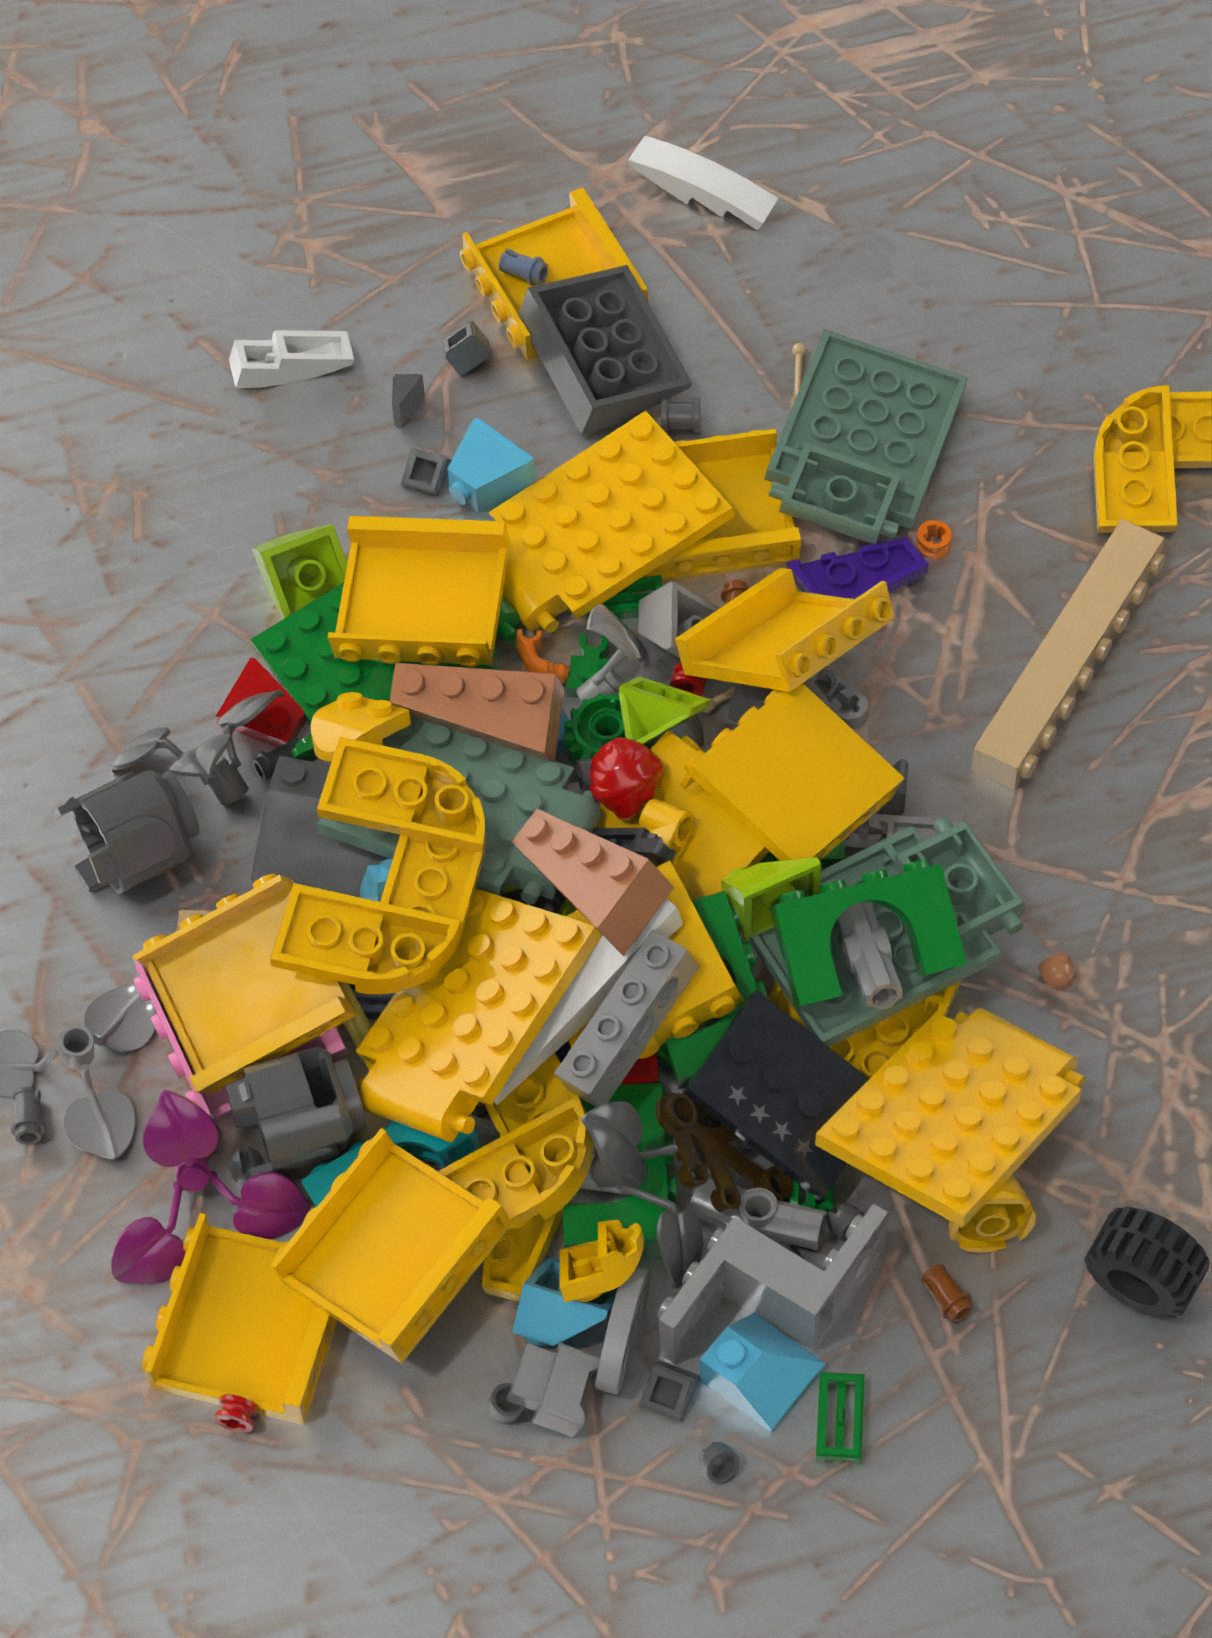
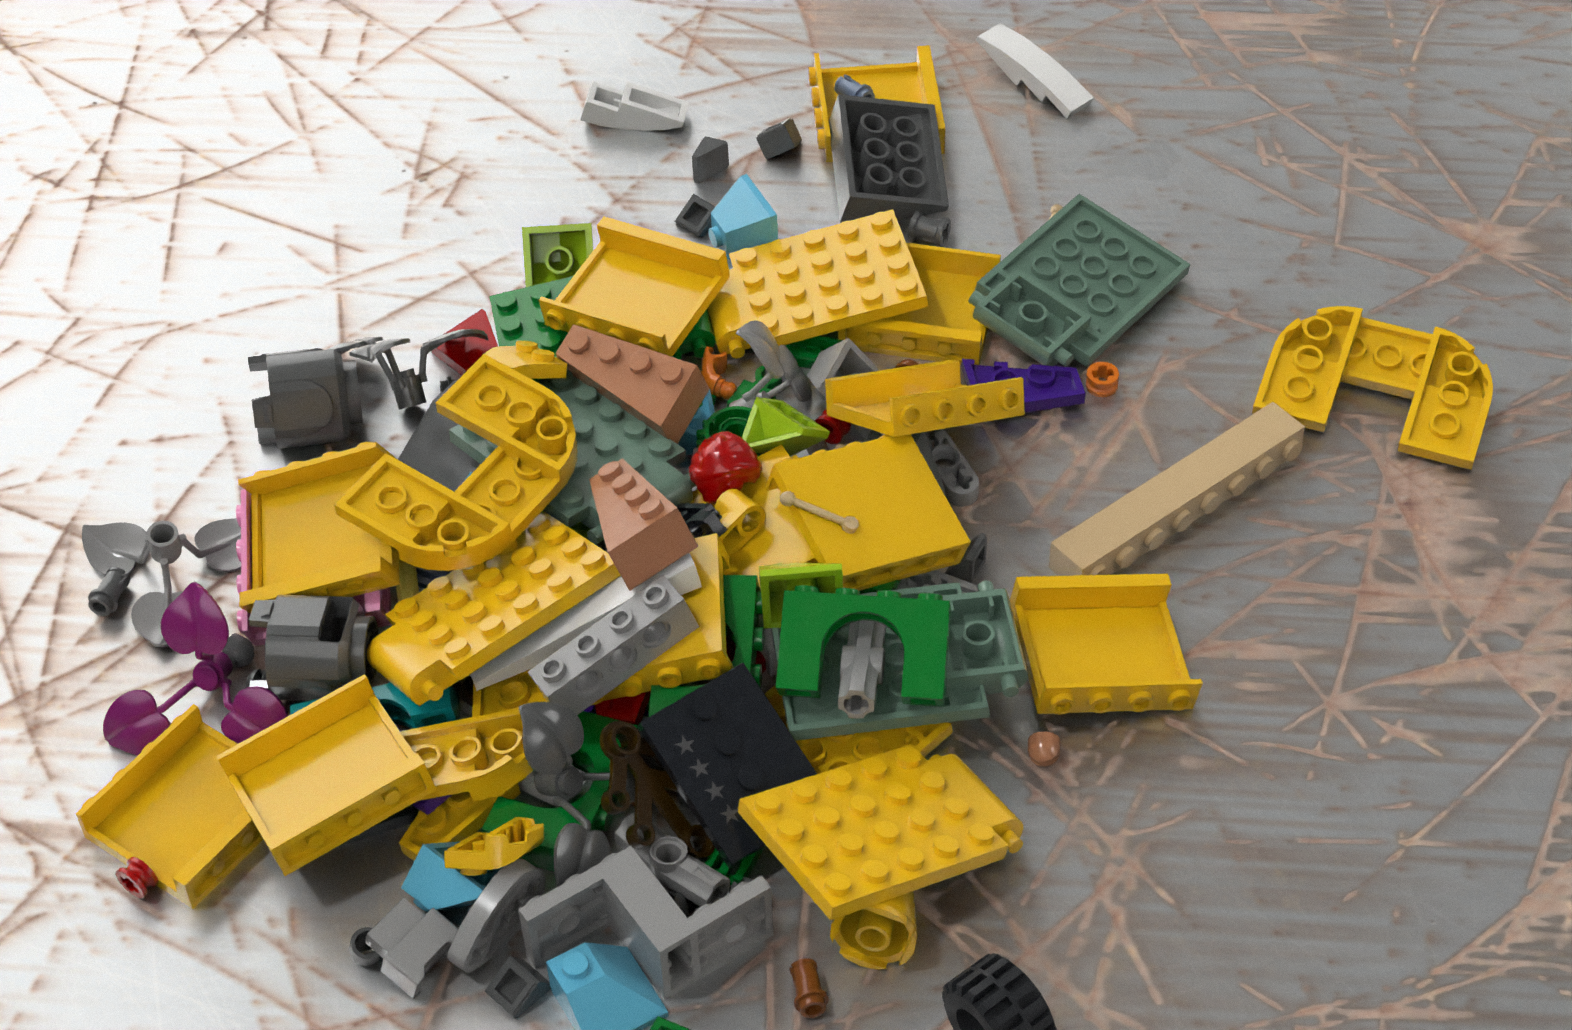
camera: 20 degrees right, 10 degrees down
(789, 804) = (849, 523): none -> tan hinge
(1068, 842) = (1101, 644): none -> yellow panel

